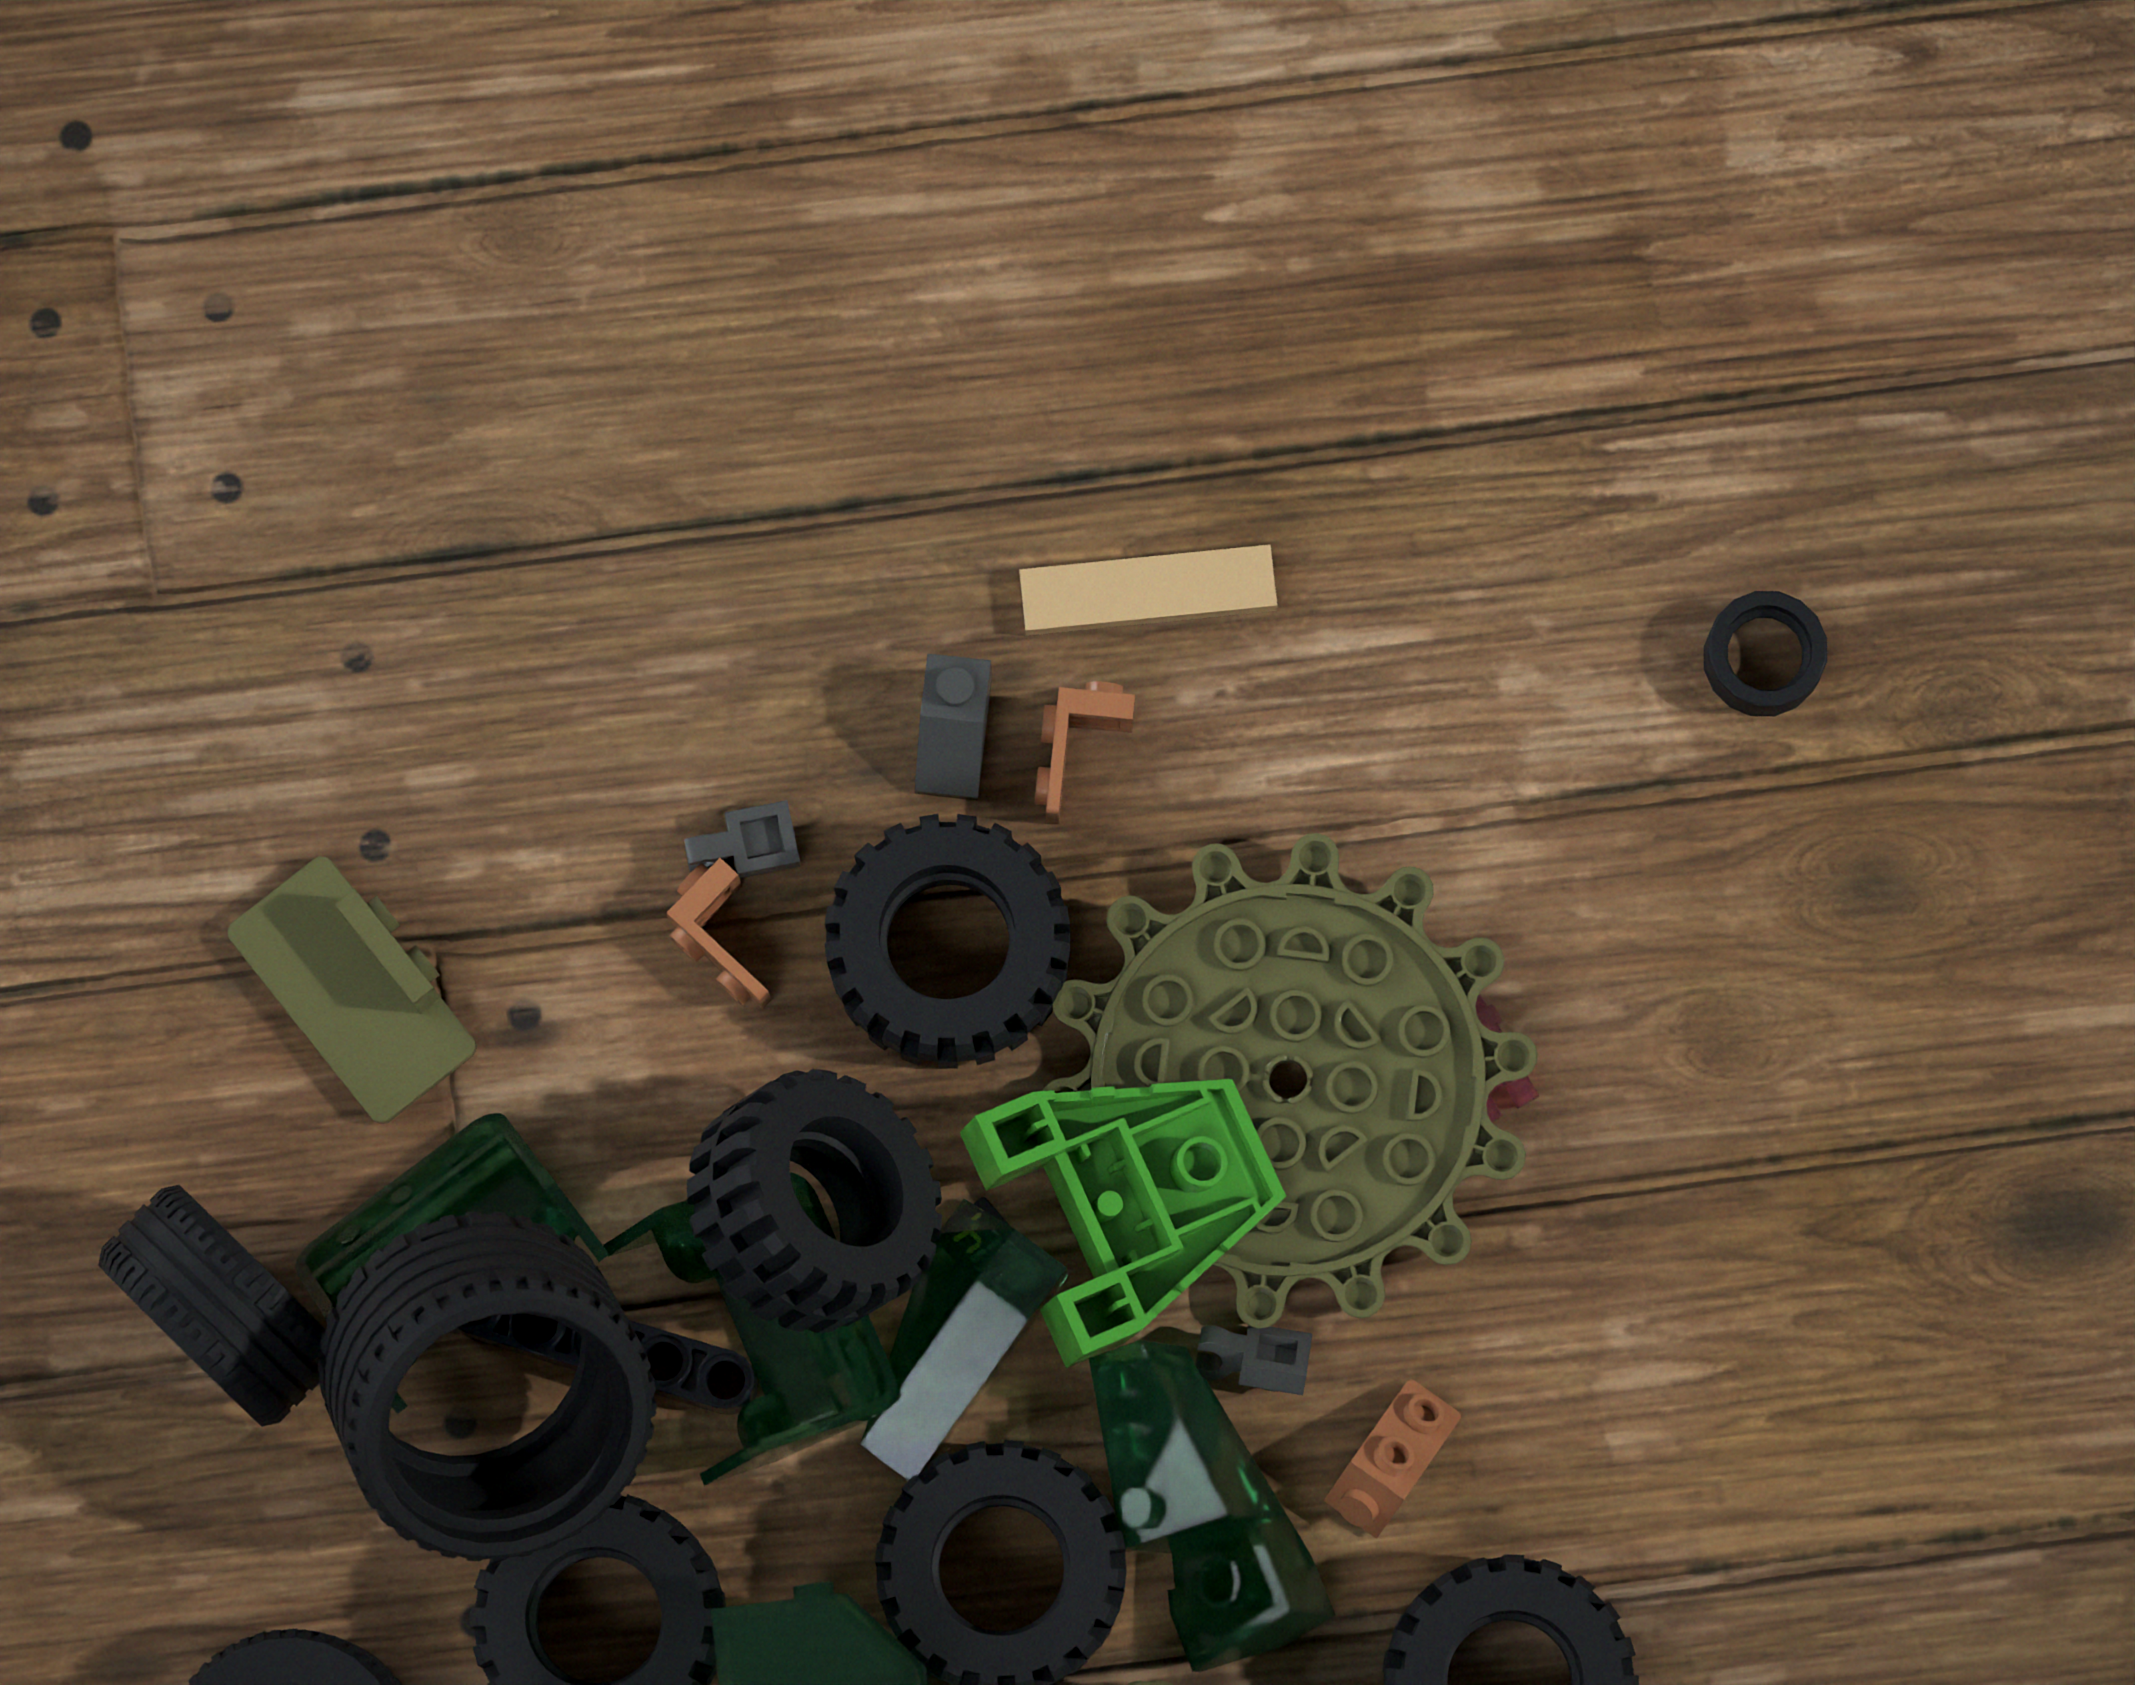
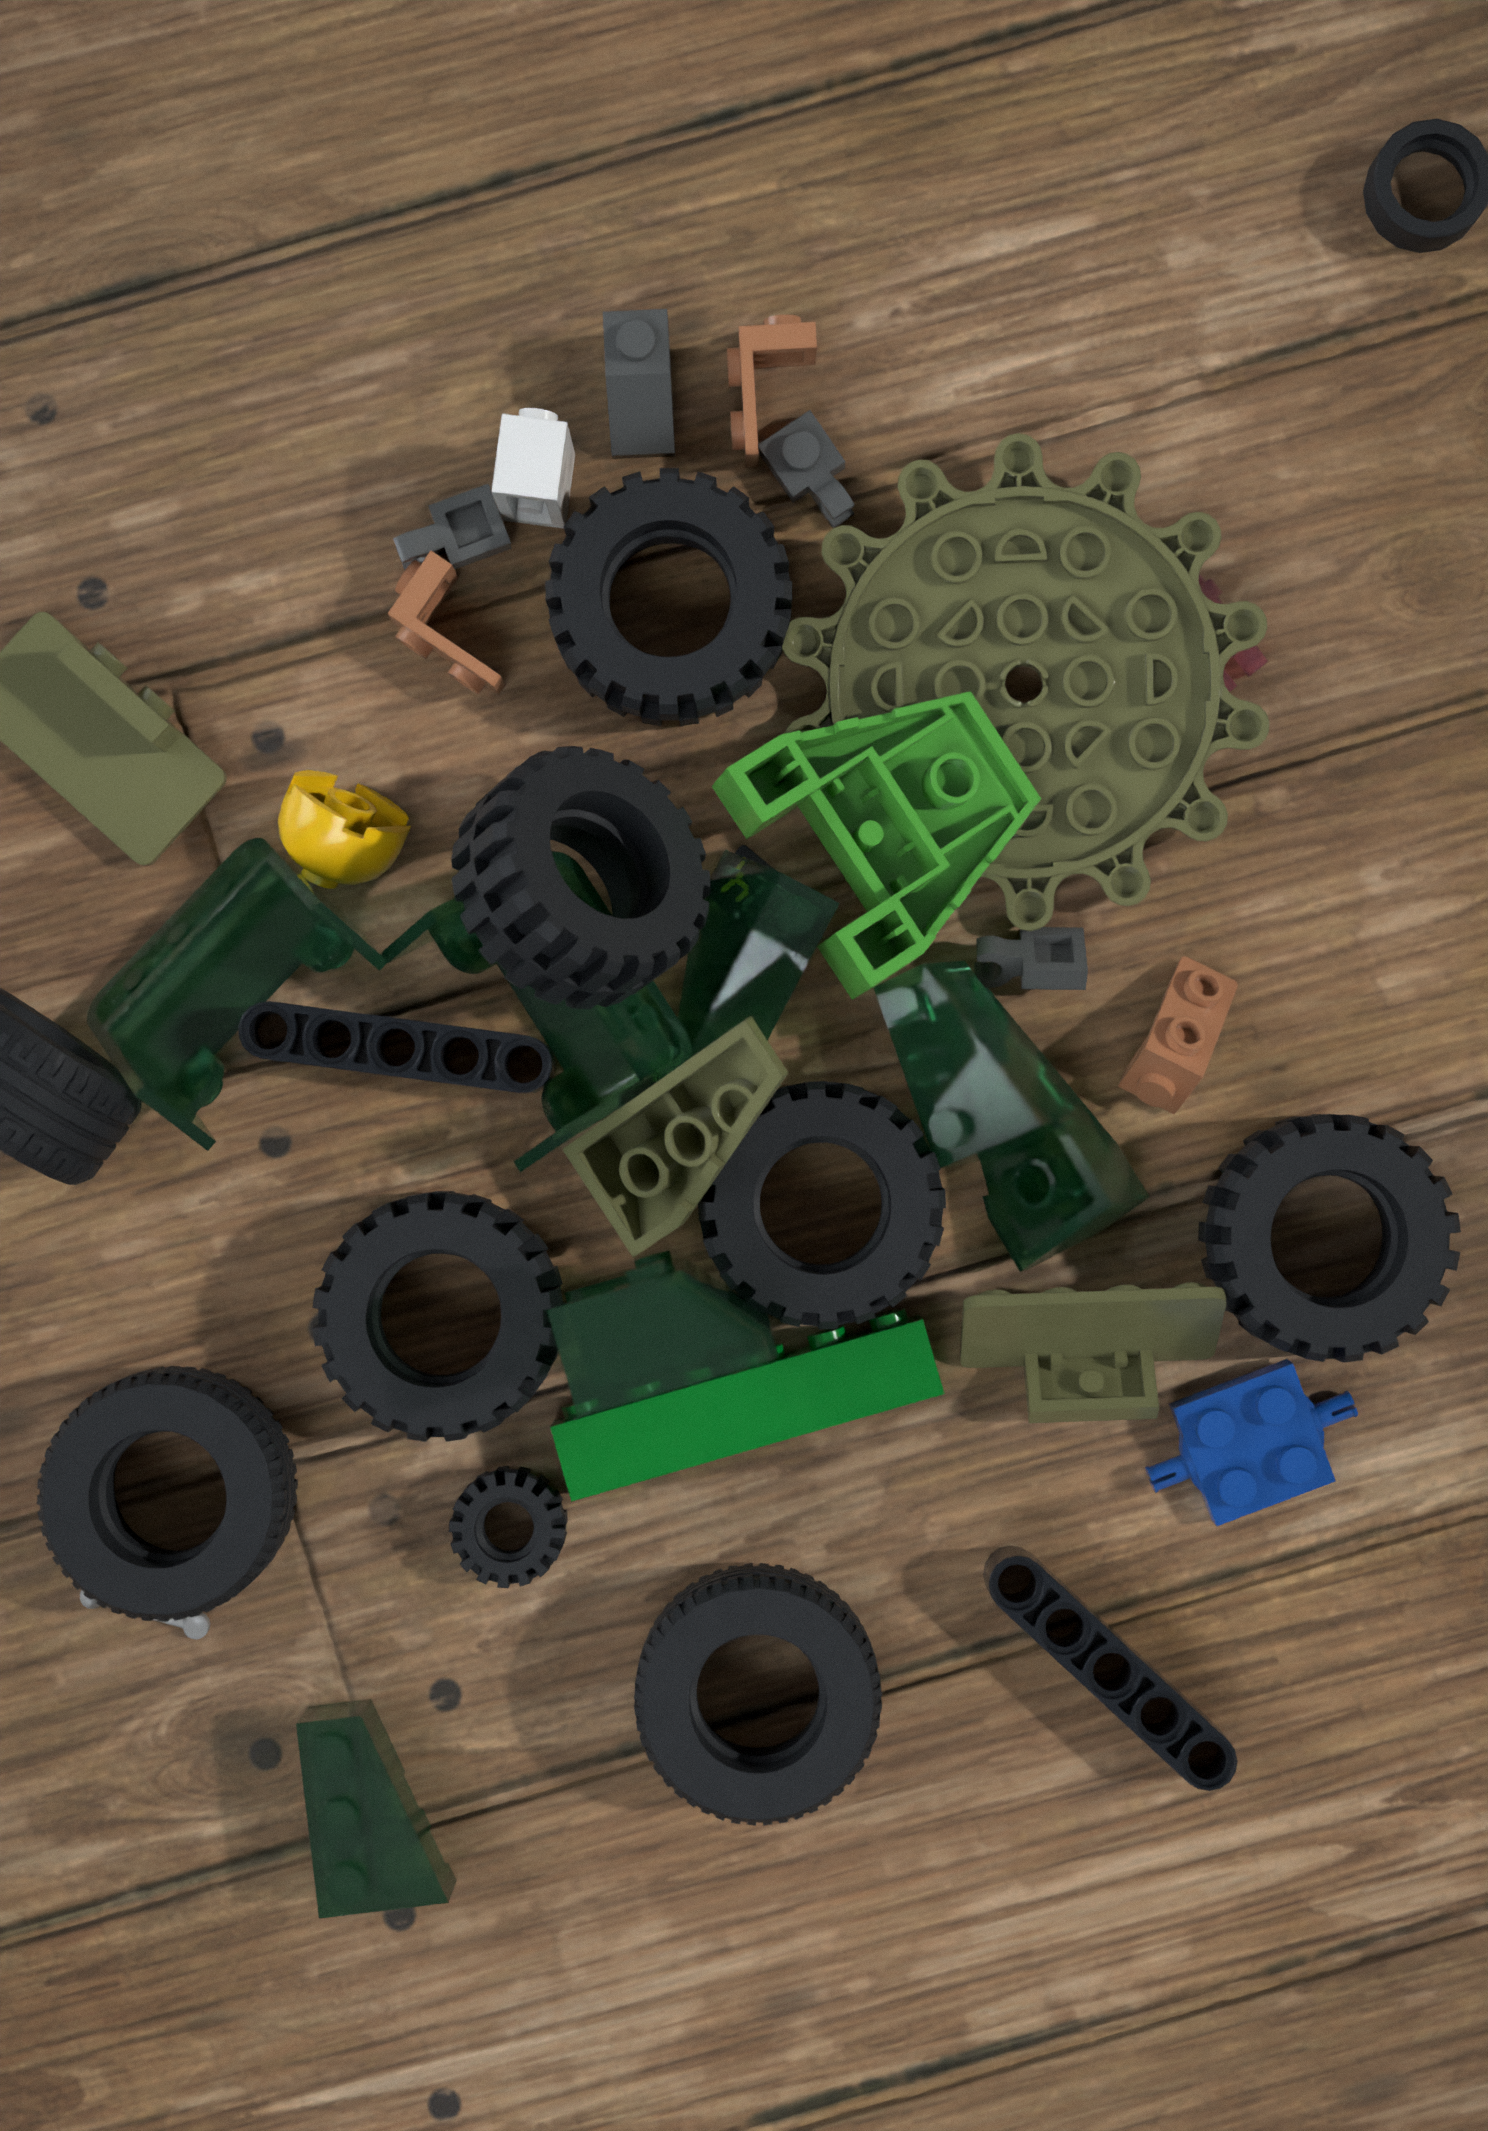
camera: 10 degrees left, 10 degrees up
(539, 1484) = (333, 1214): black tyre -> none
(580, 1120) = (339, 832): none -> yellow cylinder
(835, 794) = (533, 468): none -> white brick
(859, 1476) = (675, 1137): none -> olive wedge
(1106, 828) = (805, 463): none -> dark grey plate
(1148, 590) = (809, 218): tan tile -> none

